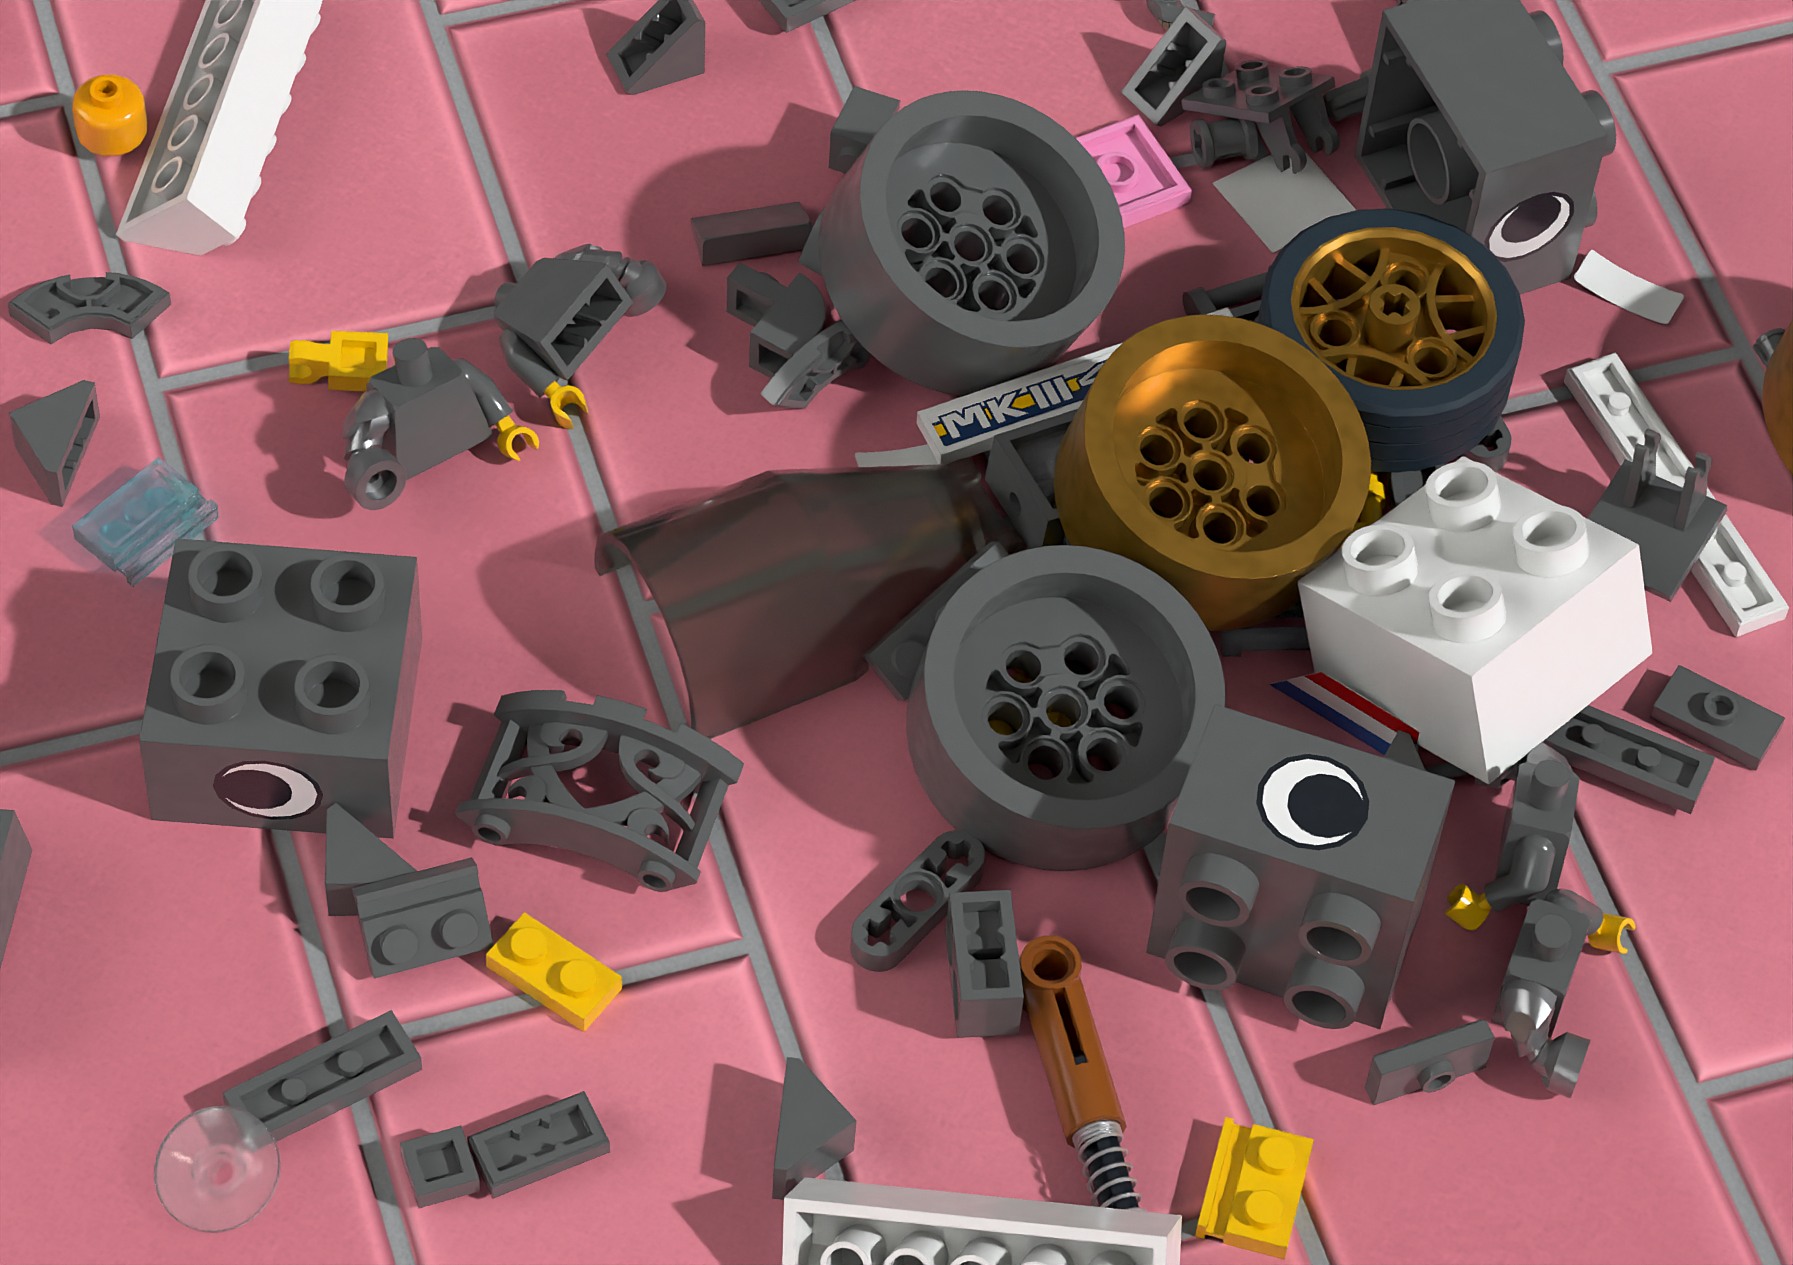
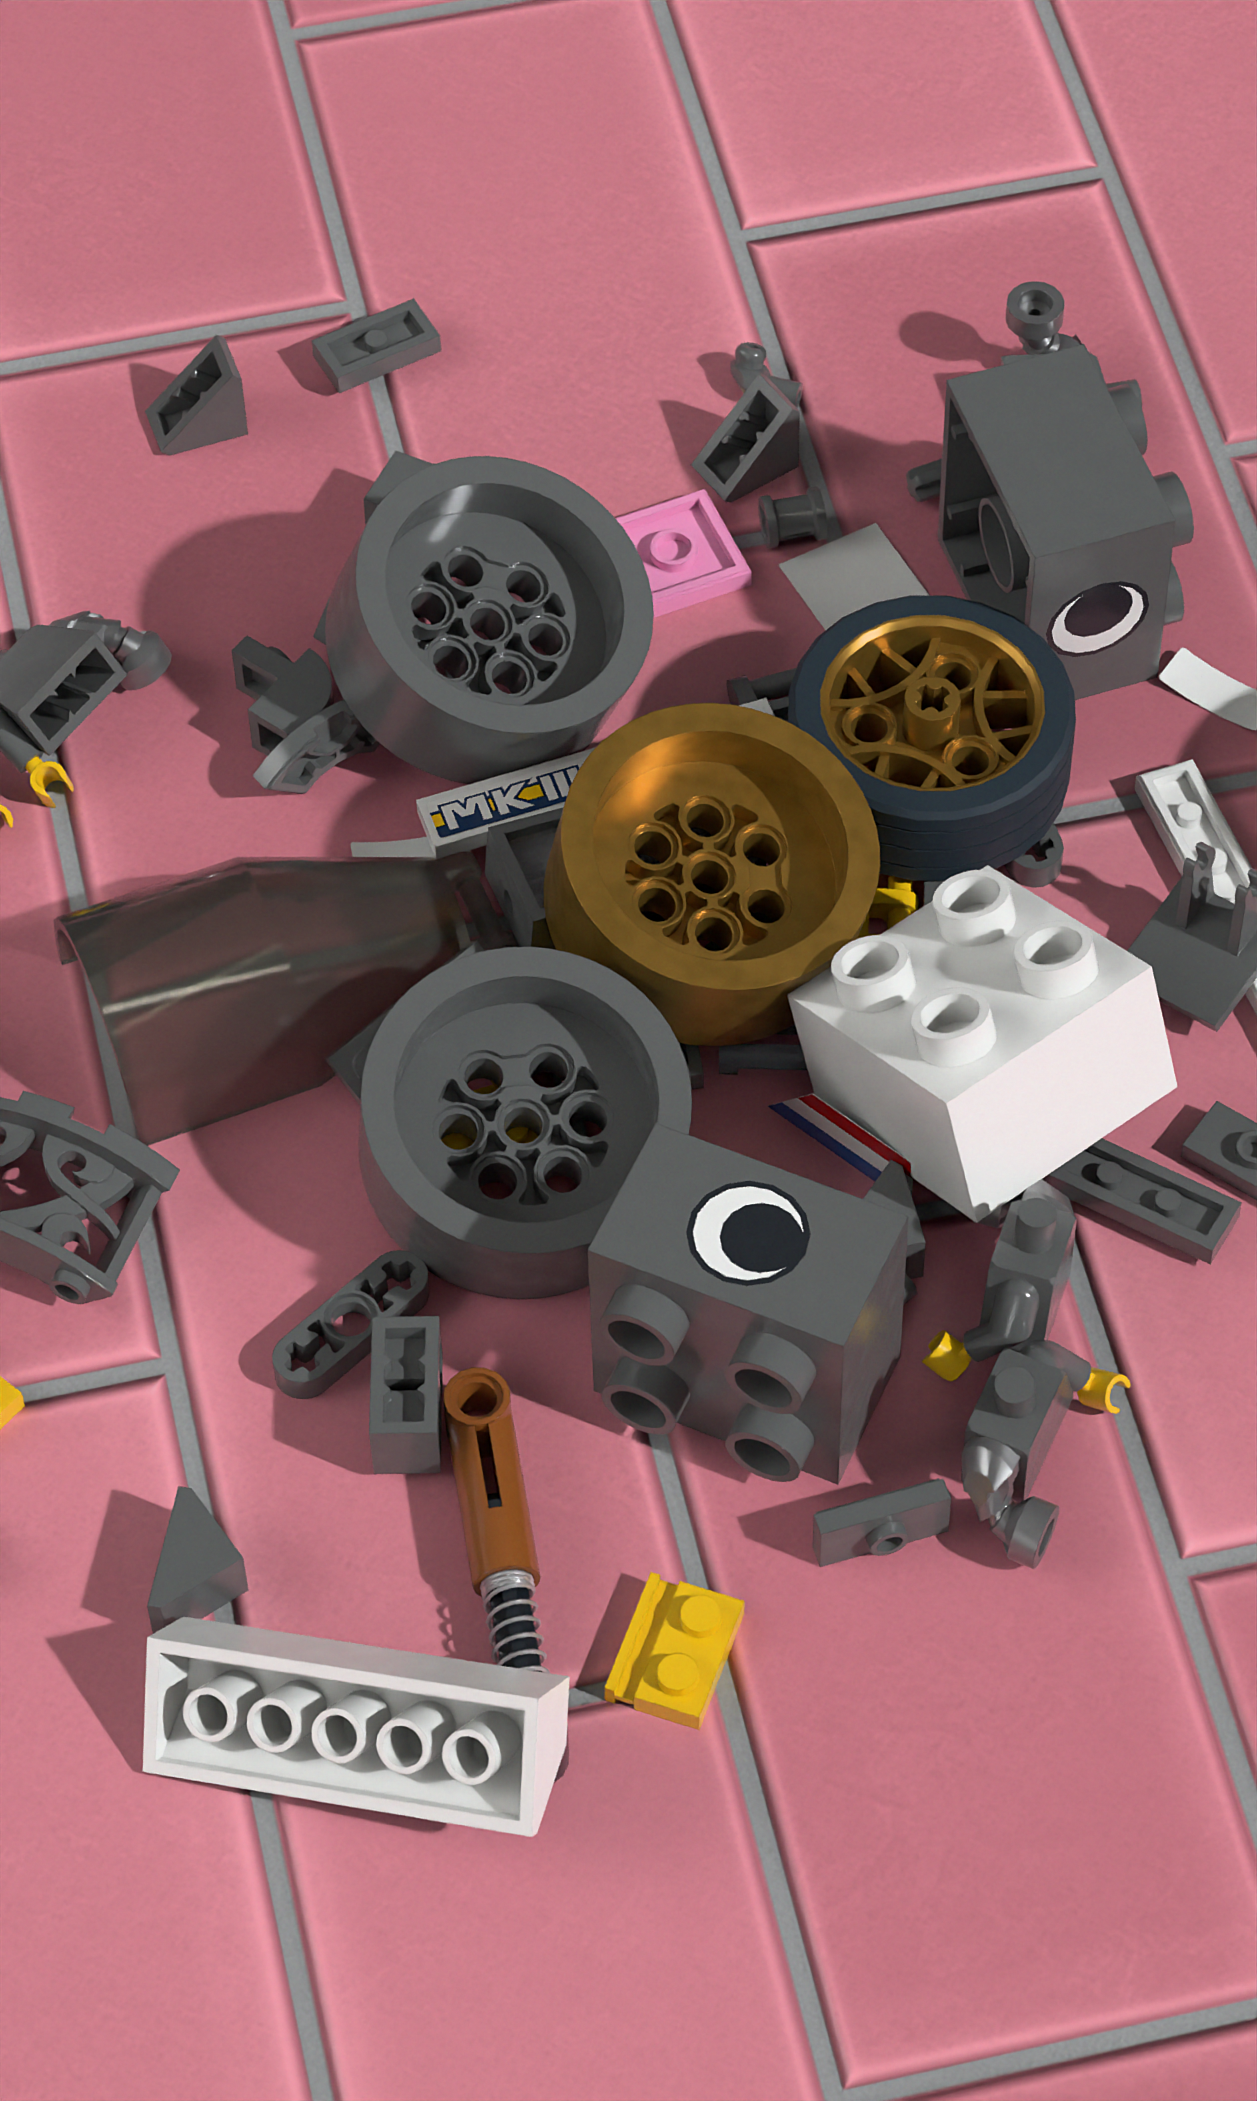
camera: 10 degrees right, 0 degrees up
(751, 233) = (270, 605): dark grey slope -> none
(1265, 97) = (833, 473): dark grey plate -> none

